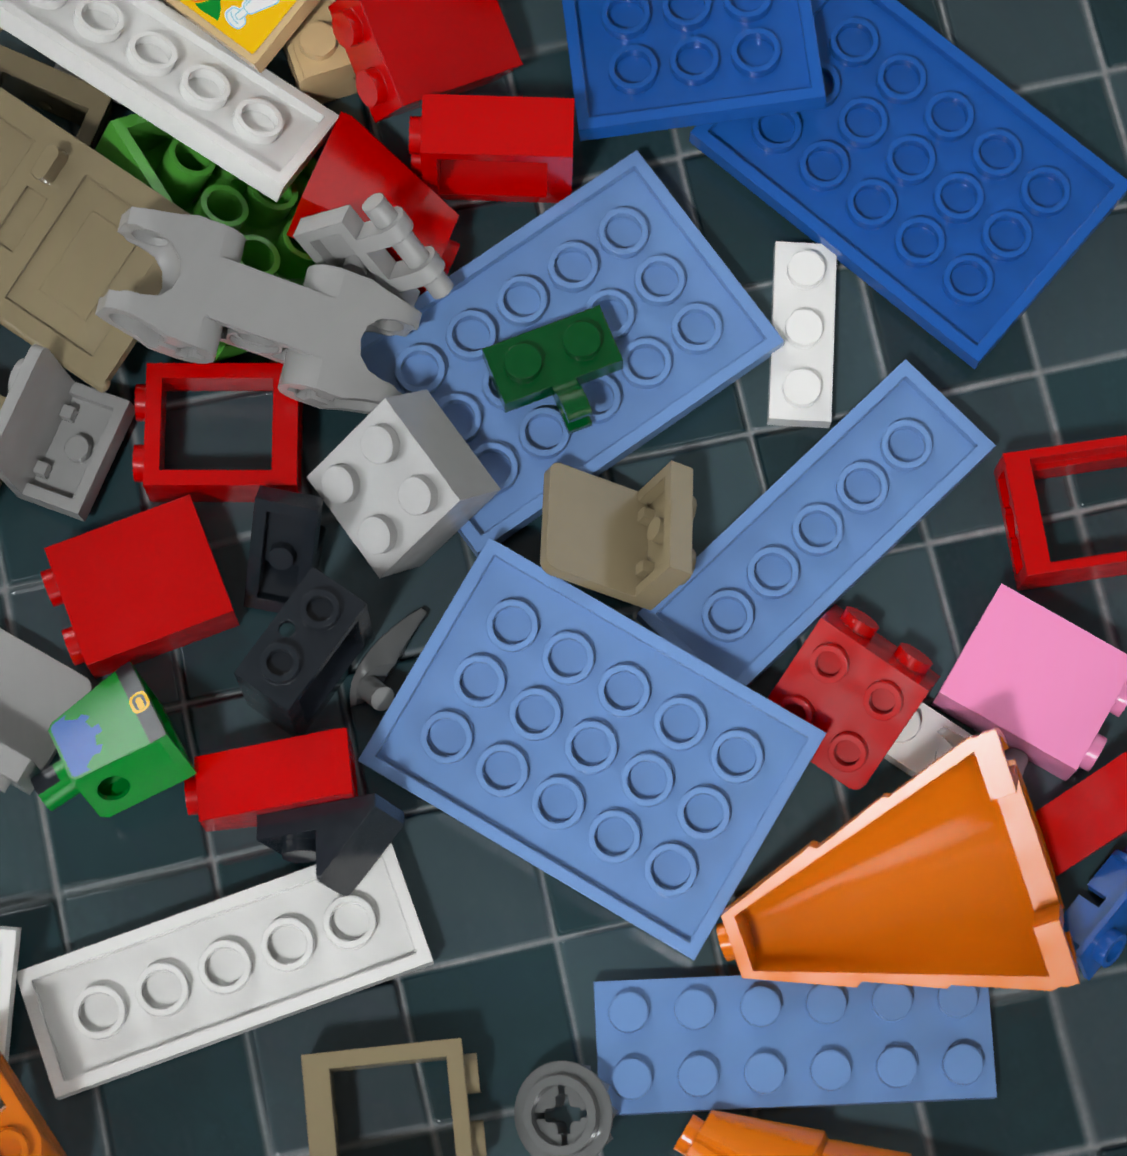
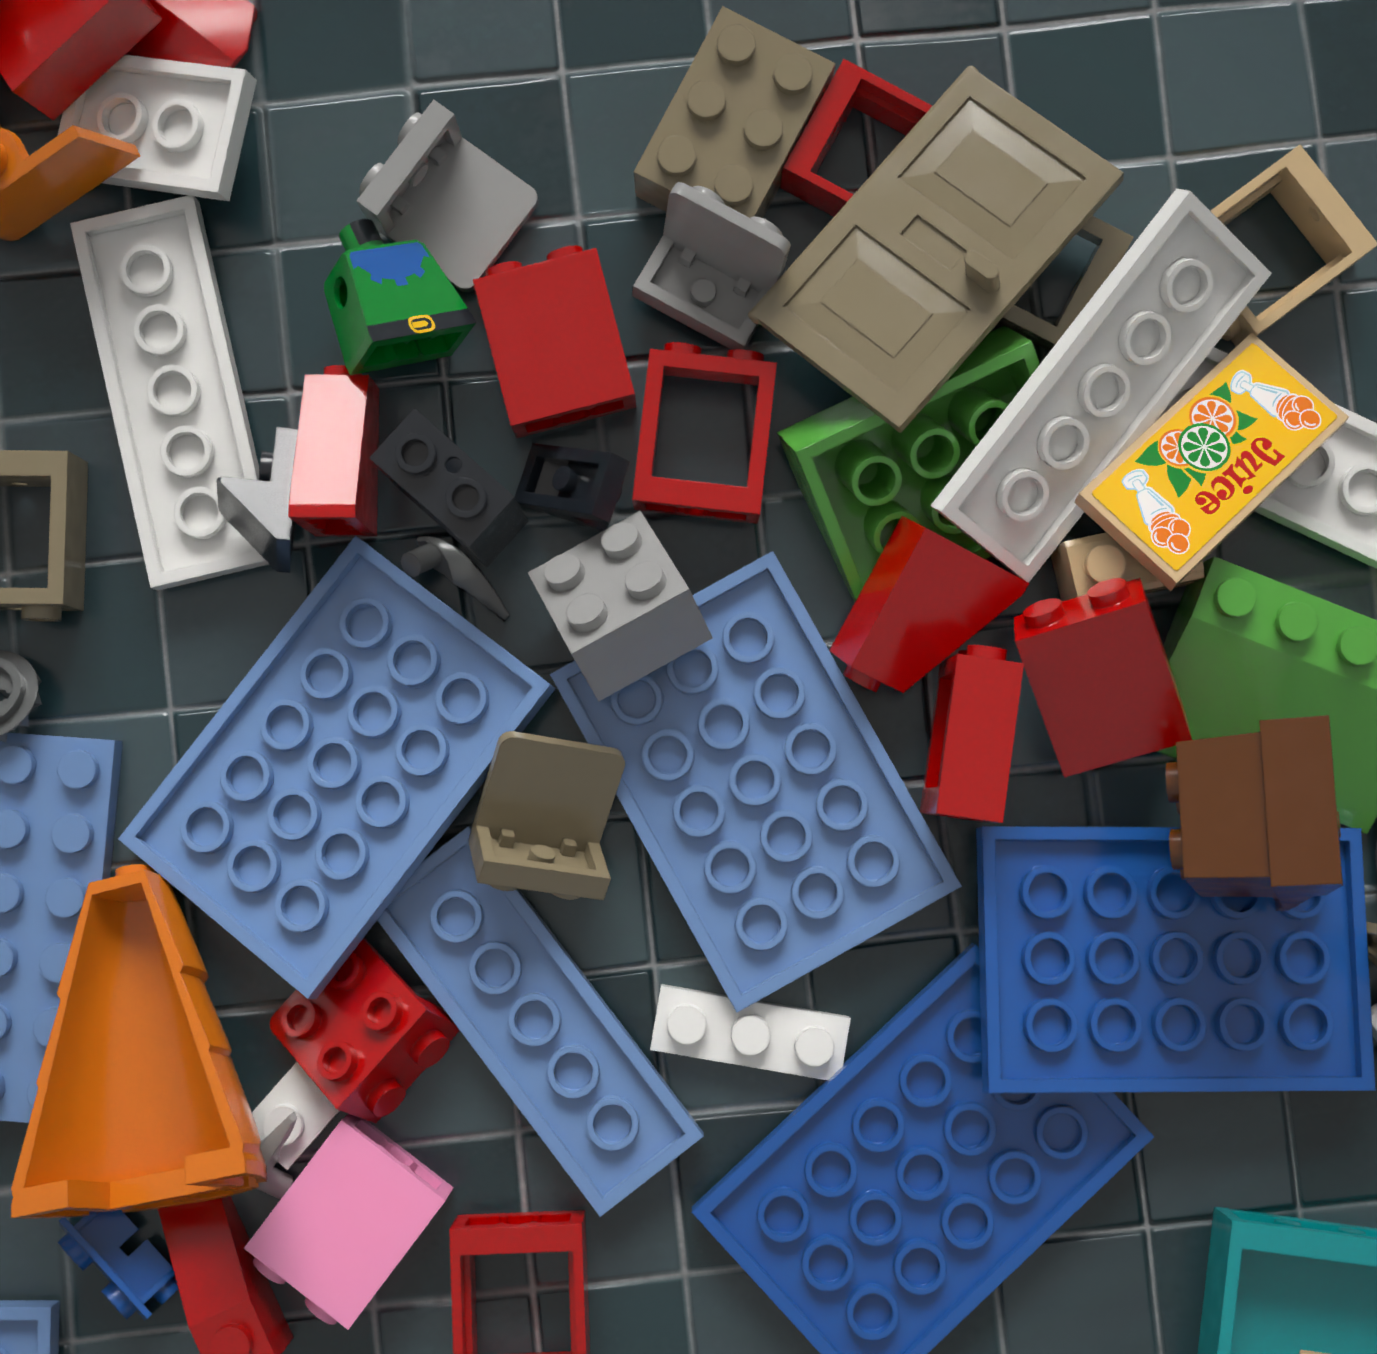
camera: 100 degrees right, 10 degrees up
(218, 299) = (816, 422): light grey piece -> none
(348, 242) = (858, 597): light grey plate -> none
(555, 363) = (734, 772): dark green plate -> none

